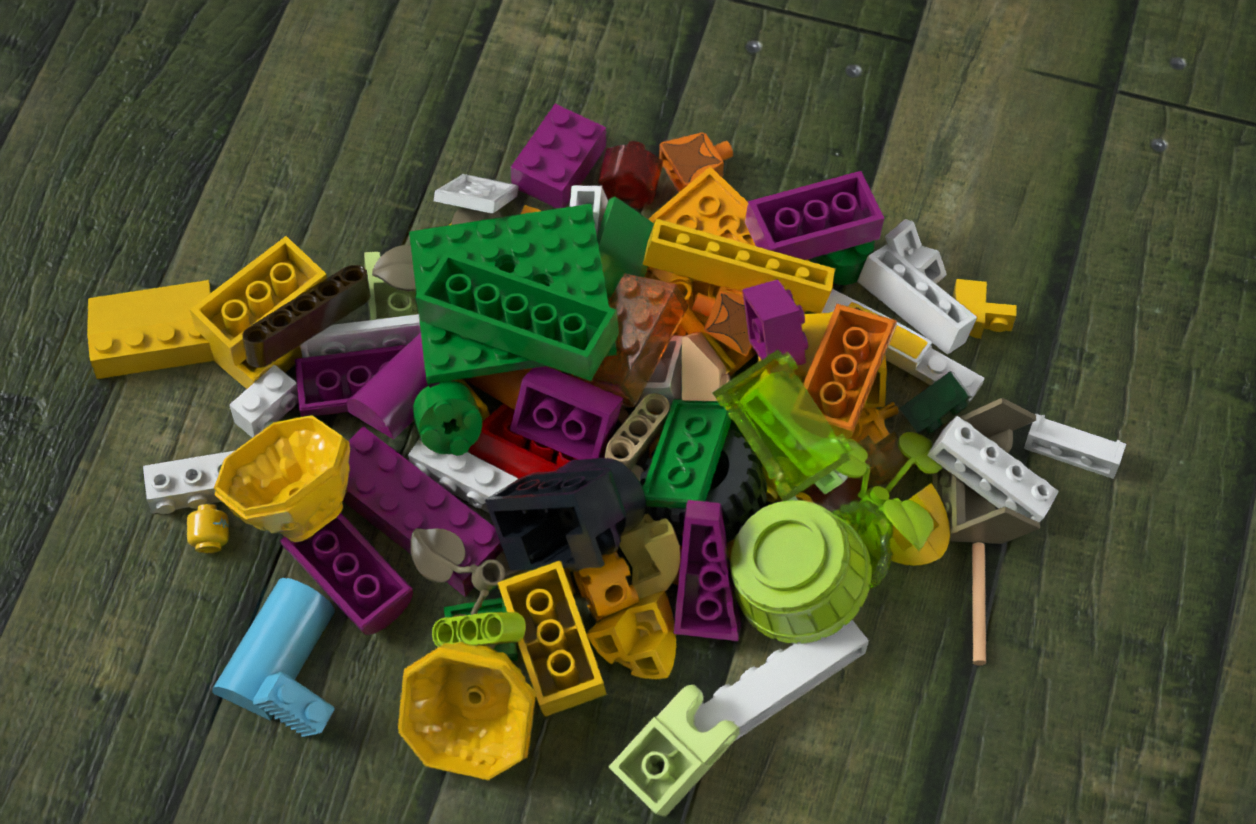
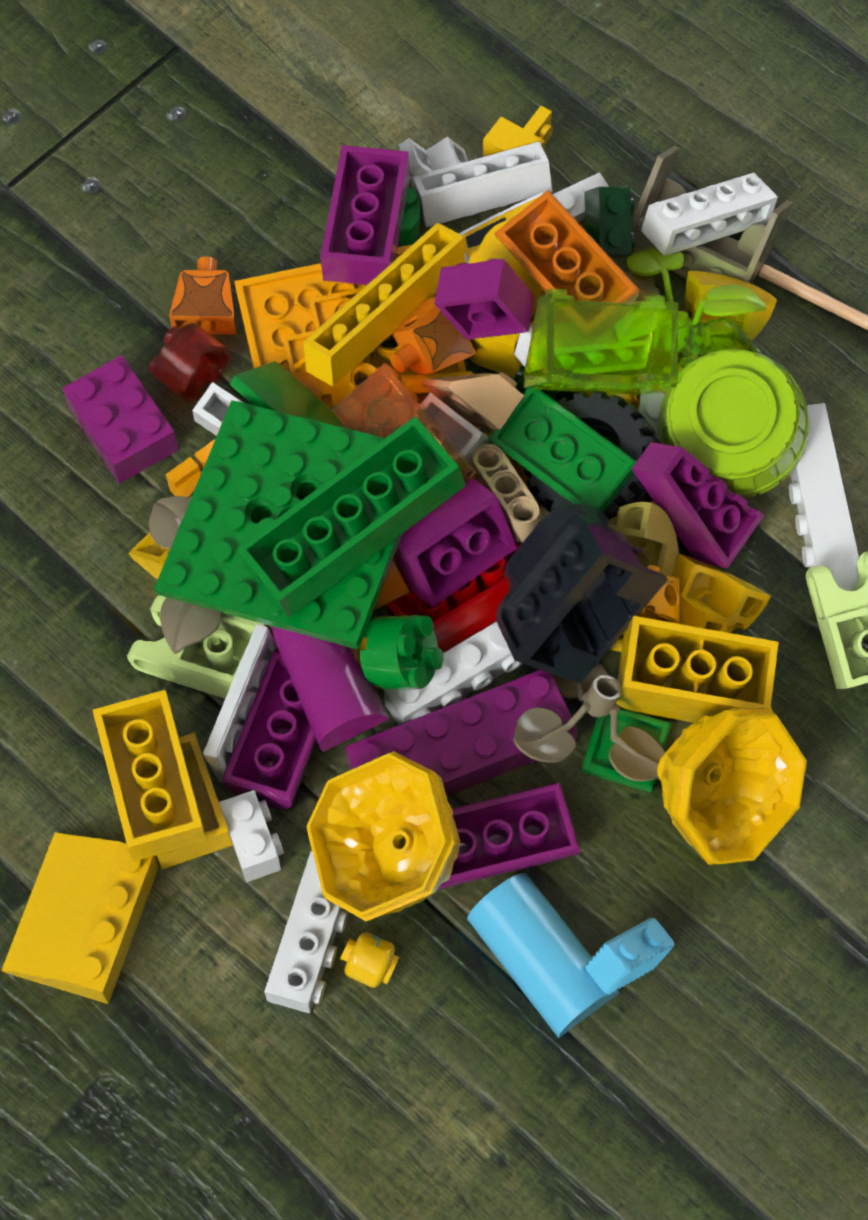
camera: 60 degrees left, 5 degrees up
(306, 315) = (196, 714): dark brown beam -> none
(476, 193) = (134, 509): white tile -> none
(480, 629) = (660, 747): lime beam -> none
(1074, 447) = (711, 137): white container -> none

